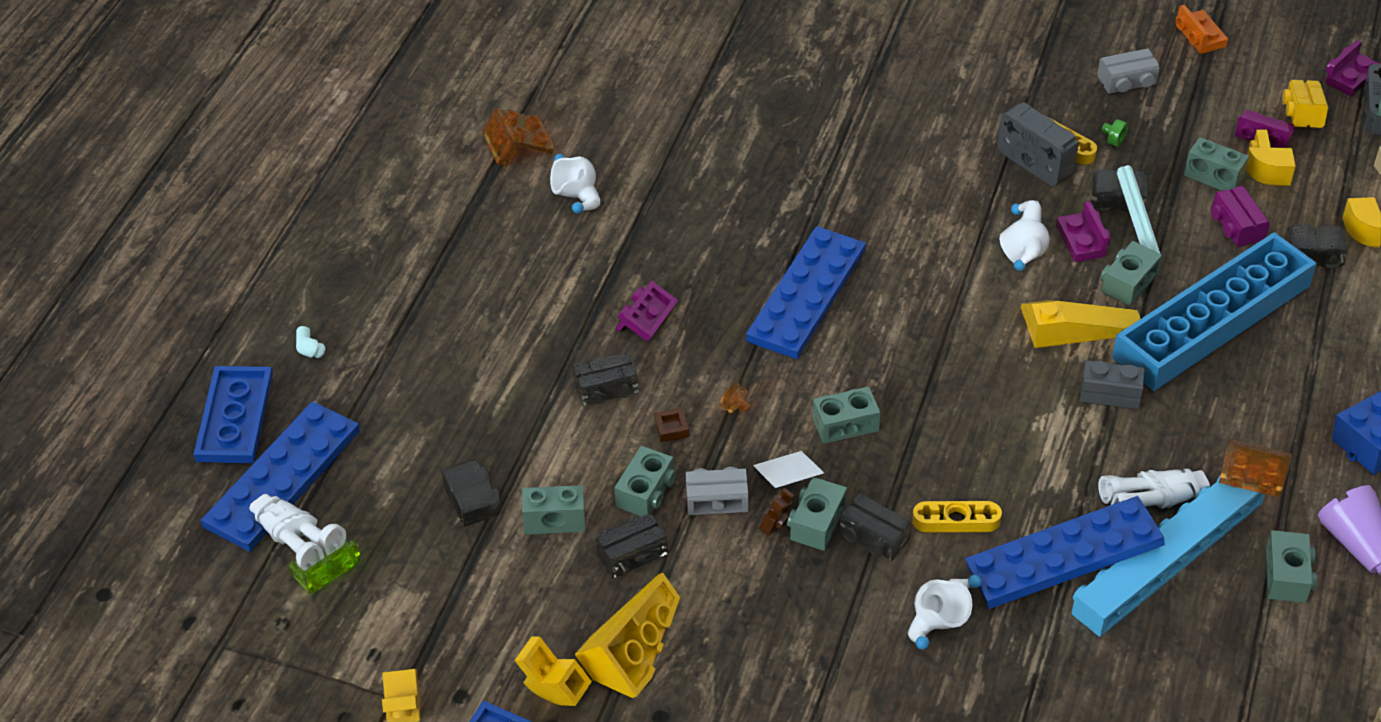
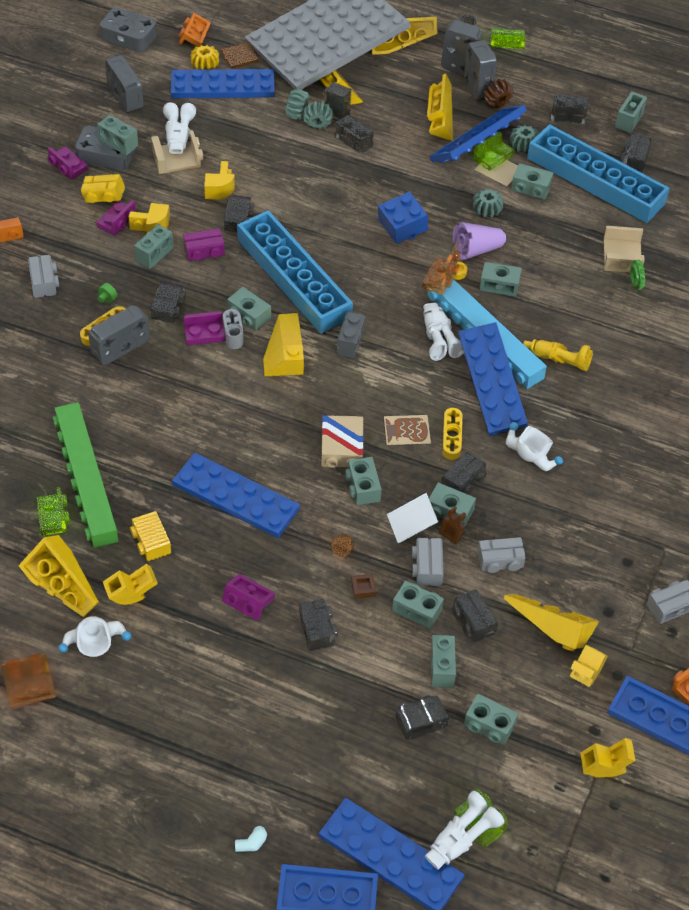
camera: 90 degrees left, 5 degrees up
(466, 566) = (493, 714): none -> sand green brick
(643, 197) = (129, 589): none -> yellow brick
(670, 135) = (57, 571): none -> yellow wedge
(725, 213) = (151, 536): none -> yellow brick
(738, 574) = (501, 554): none -> light grey brick
(752, 130) = (52, 513): none -> clear neon green bracket
(811, 147) = (86, 475): none -> bright green brick
(911, 382) = (341, 440): none -> panel
(957, 467) = (407, 429): none -> sticker
(1026, 237) = (207, 357): white piece -> none
(1087, 259) = (233, 329): none -> light grey beam
(1137, 208) = (197, 292): light aqua axle -> none
(1143, 650) = (558, 353): none -> yellow piece
(1296, 516) = (462, 271): none -> yellow tile

